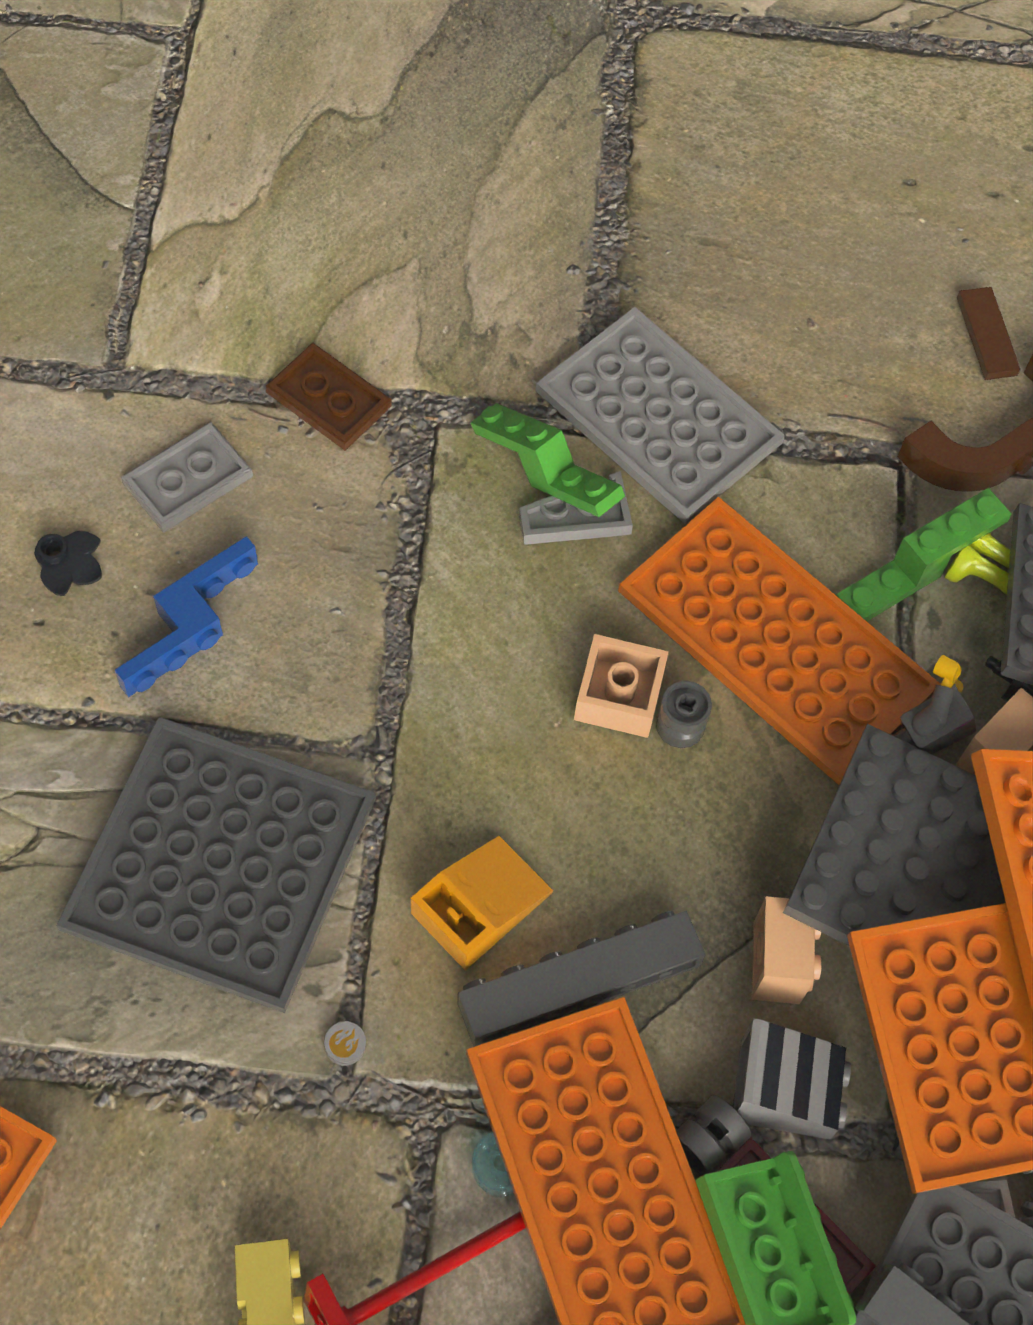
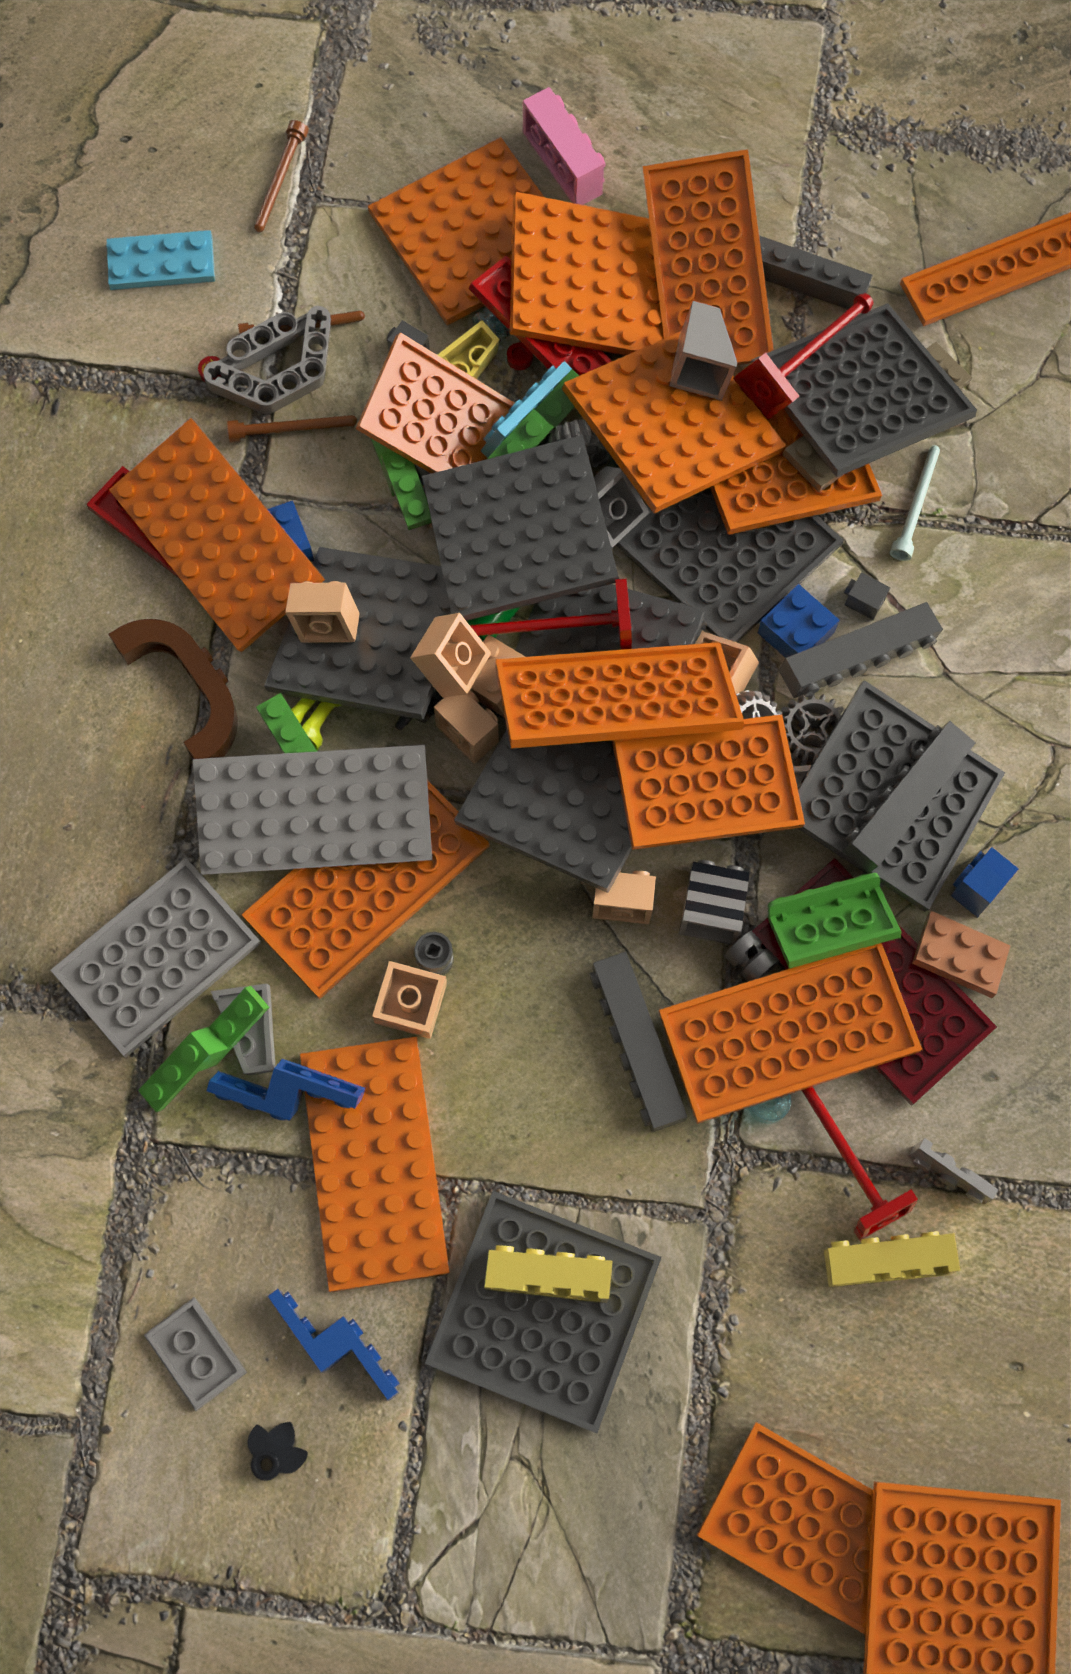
camera: 85 degrees left, 10 degrees up
(259, 853) = (548, 1274): none -> light yellow wedge
(328, 396) = (120, 1234): reddish brown tile -> none
(345, 1043) = (682, 1213): light grey tile -> none
(412, 659) = (376, 1168): none -> orange plate
(478, 900) = (579, 1111): light orange slope -> none
(499, 550) = (285, 1090): none -> blue bracket
(861, 562) = (312, 809): none -> light grey plate
(941, 718) = (449, 770): dark grey torso -> none
(988, 333) = (90, 687): reddish brown tile -> none

